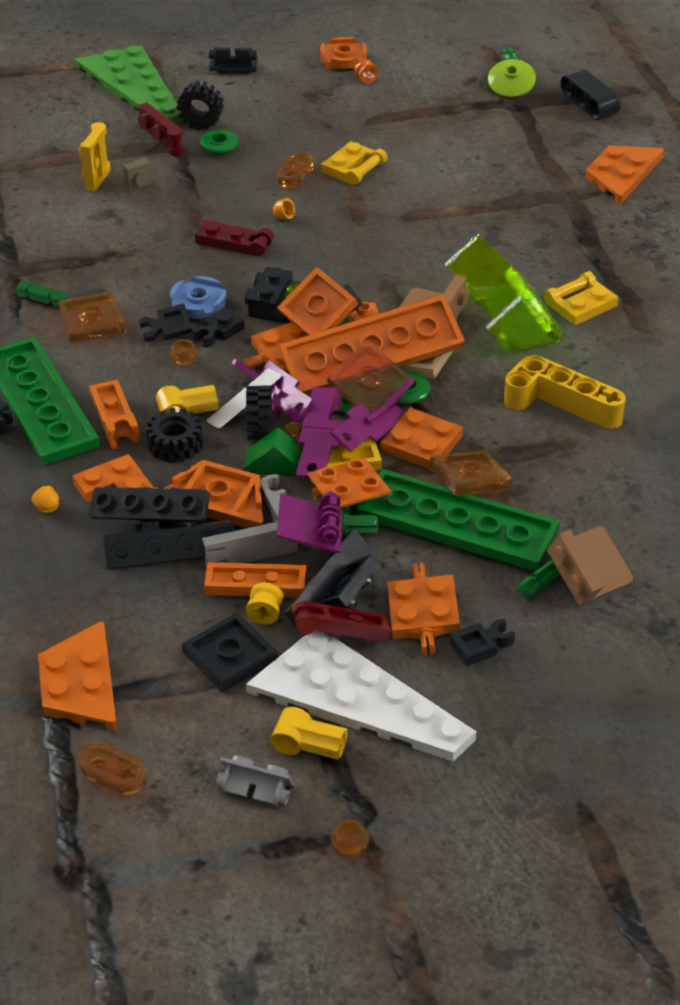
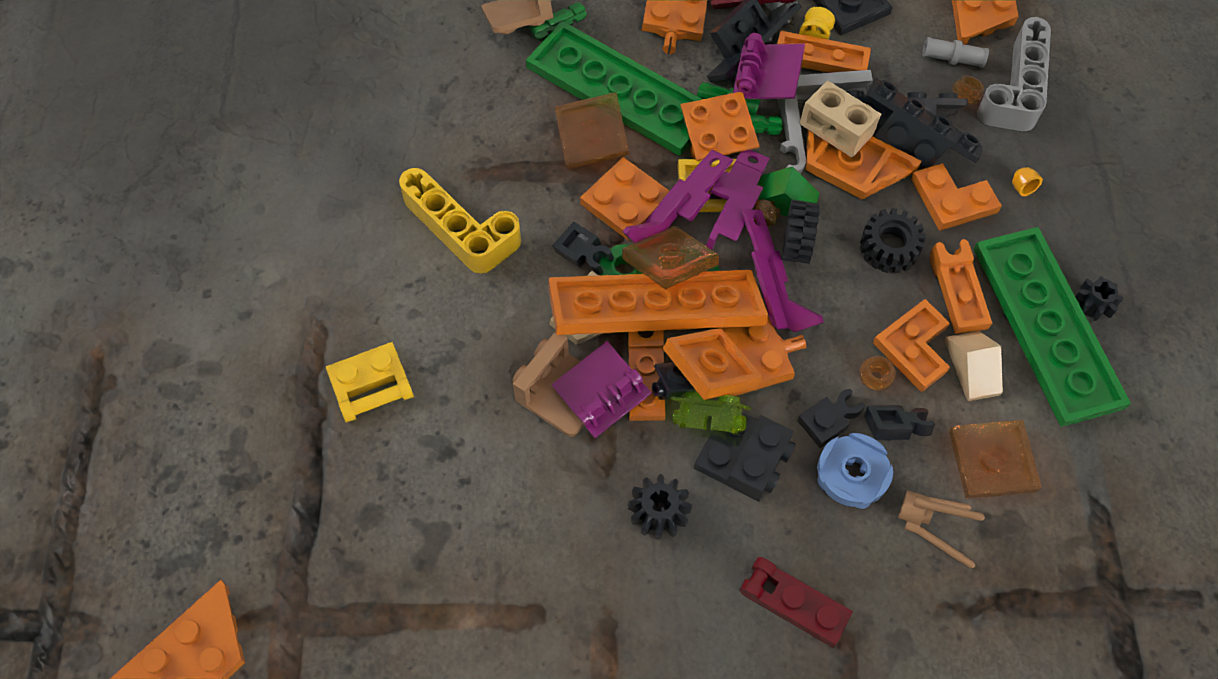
camera: 170 degrees left, 20 degrees up
(40, 293) = (1063, 524): green axle -> none
(41, 561) = (1023, 101): none -> light grey beam
(94, 563) = (969, 88): none -> clear orange plate
(103, 366) = (976, 364): none -> tan slope
(111, 605) = (955, 52): none -> light grey pin
(149, 280) = (920, 508): none -> medium nougat plant
(155, 371) = (908, 348): none -> orange plate
(195, 399) = (887, 283): yellow piece -> none
(235, 493) = (839, 118): none -> tan brick
(238, 402) = (811, 278): white sticker -> none
(284, 209) = (717, 650): light orange hinge -> none
(339, 258) = (667, 519): none -> black gear
(393, 292) = (601, 389): none -> magenta hinge
(448, 390) = (580, 246): none -> black plate
(517, 311) = (455, 356): clear neon green windscreen -> none

